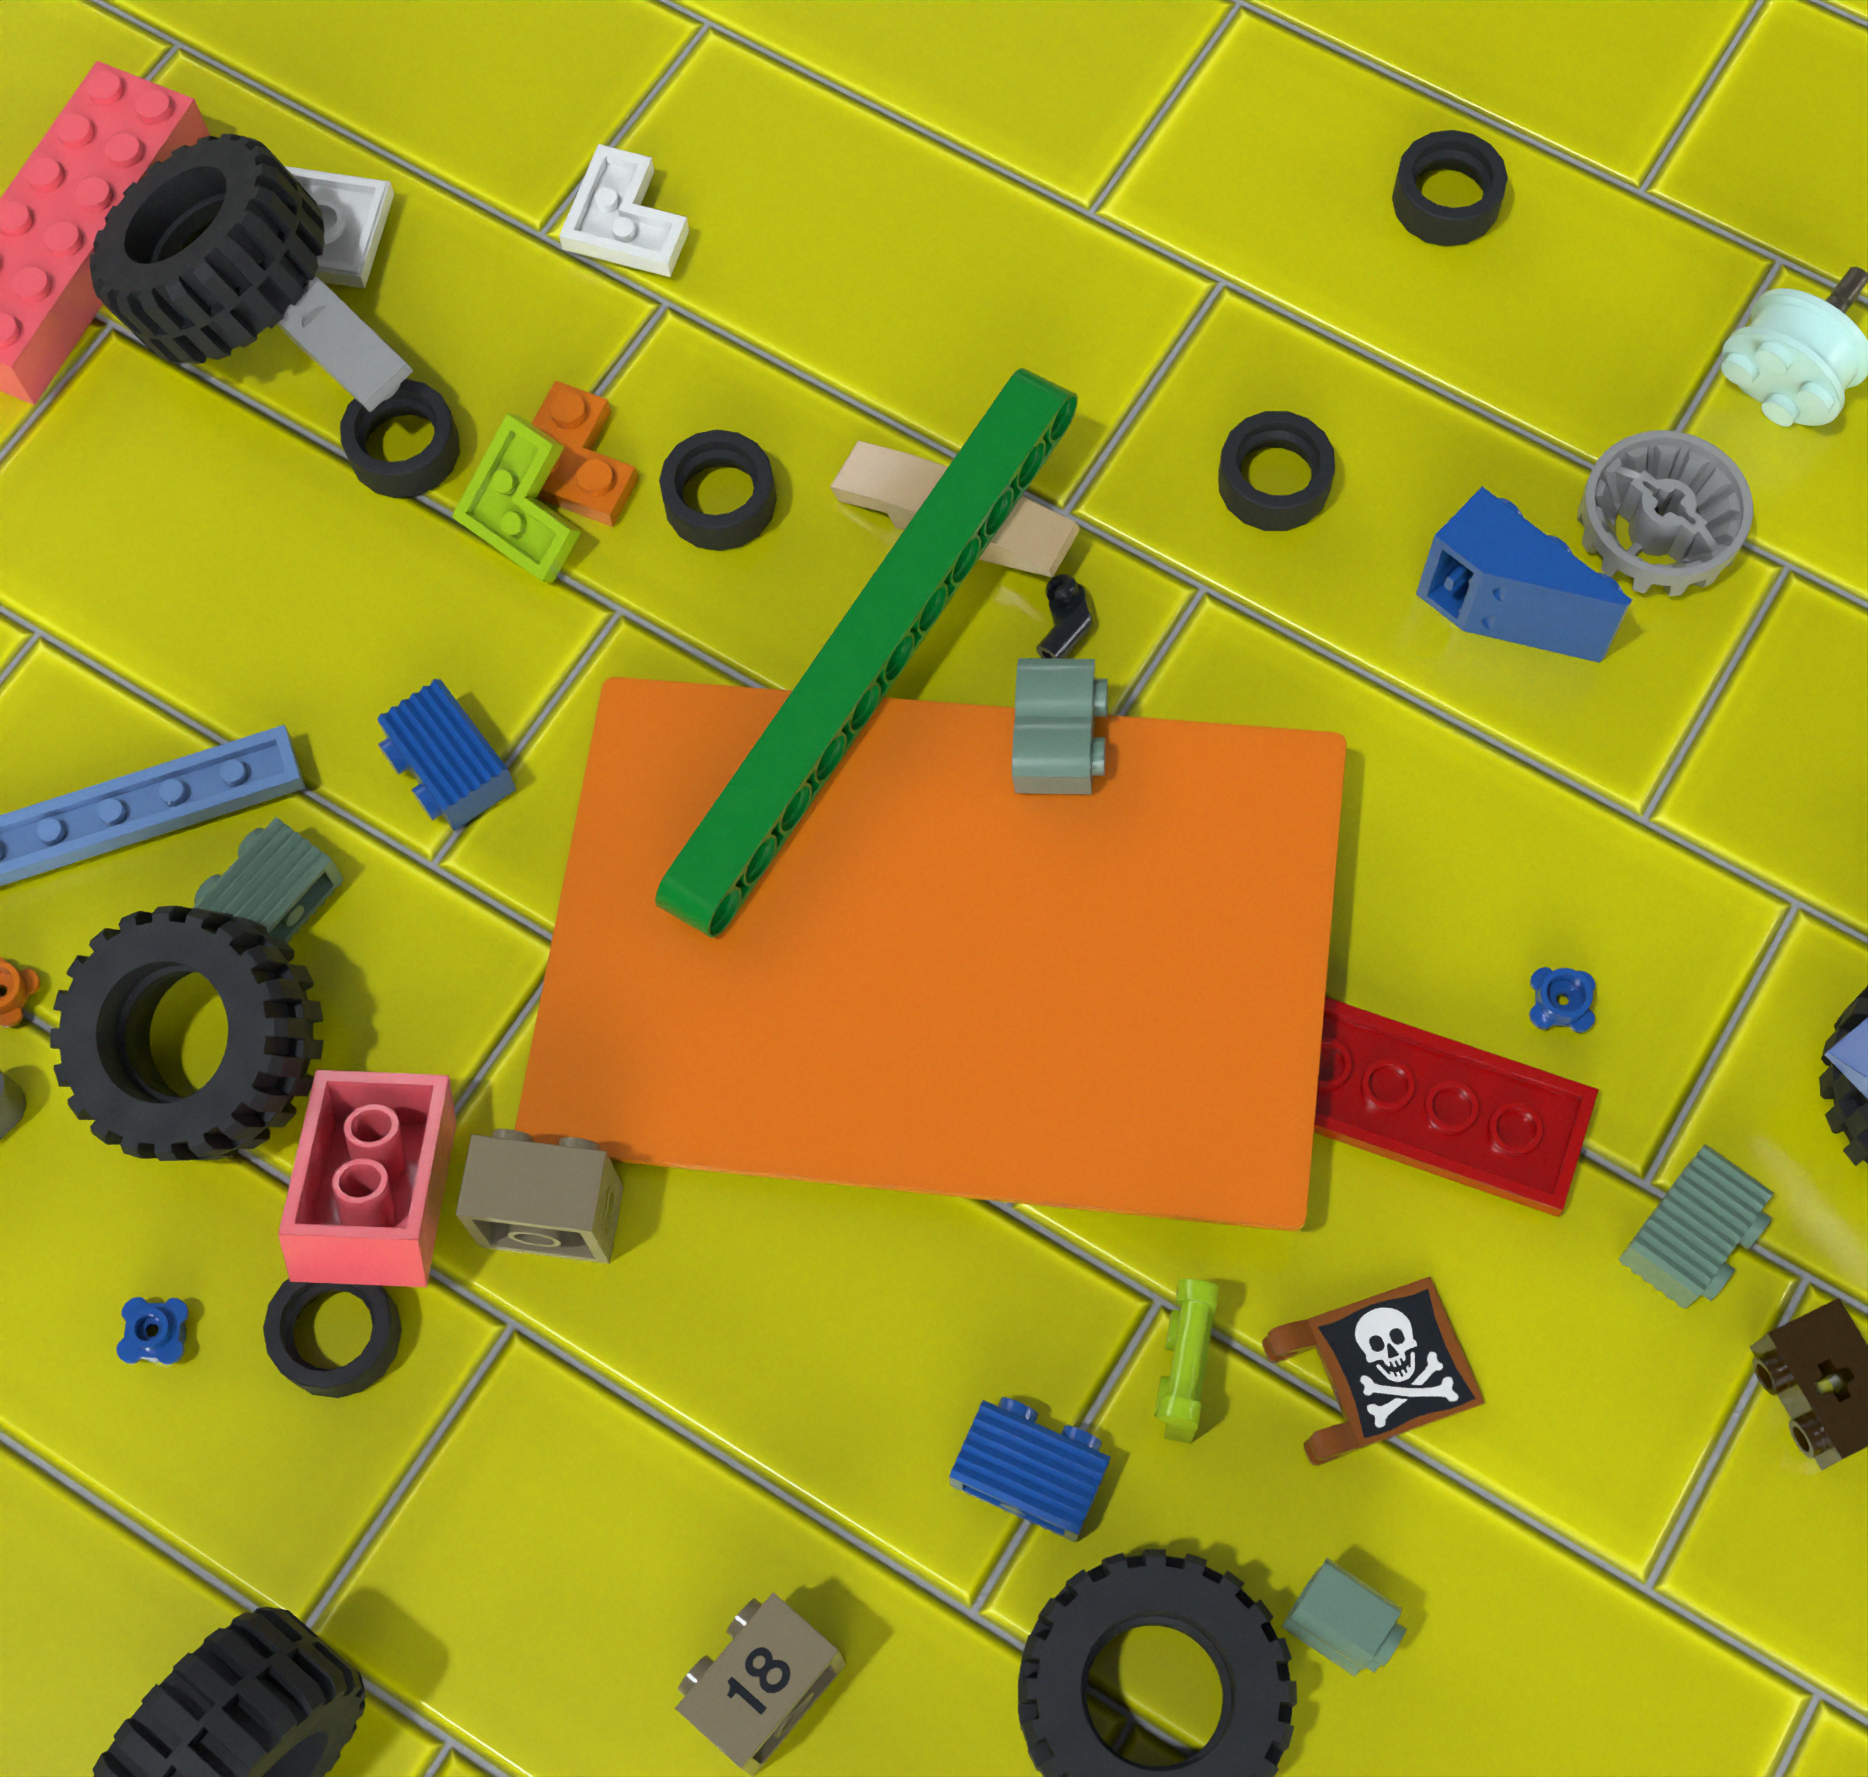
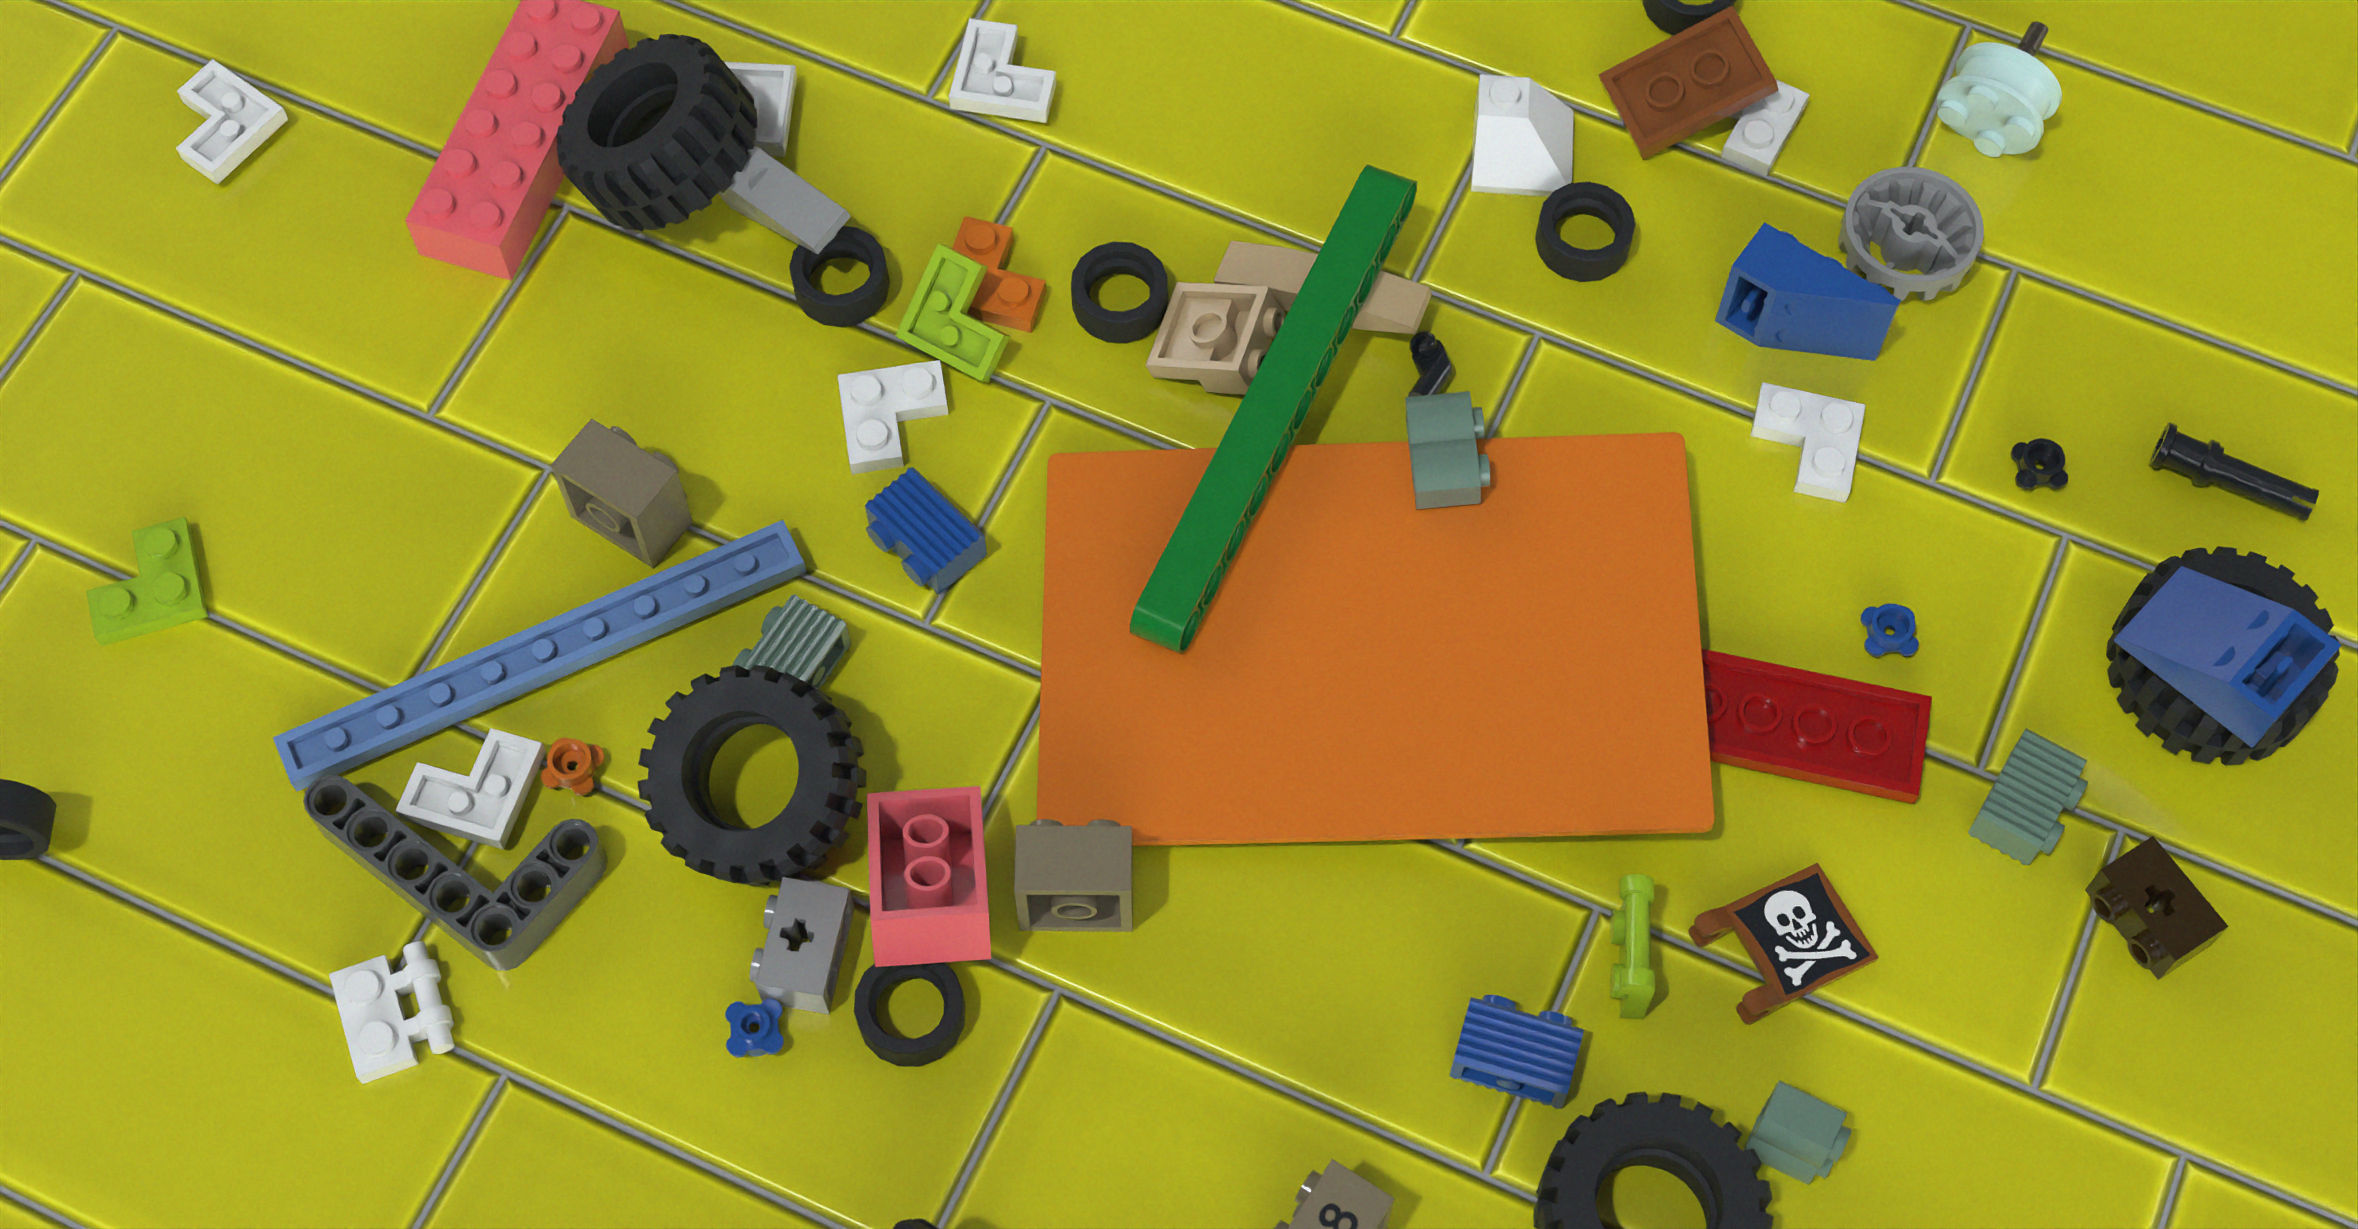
camera: 10 degrees left, 5 degrees down
(103, 672) = (623, 491): none -> dark tan brick
(227, 1272) = (809, 976): none -> light grey brick
(421, 591) = (877, 401): none -> white plate
(818, 552) = (1216, 335): none -> tan plate
(1218, 349) = (1520, 138): none -> white slope
(1426, 301) = (1688, 82): none -> dark orange plate
(1514, 341) = (1764, 129): none -> white plate
(1523, 741) = (1824, 429): none -> white plate
(1781, 797) = (2045, 453): none -> black plate

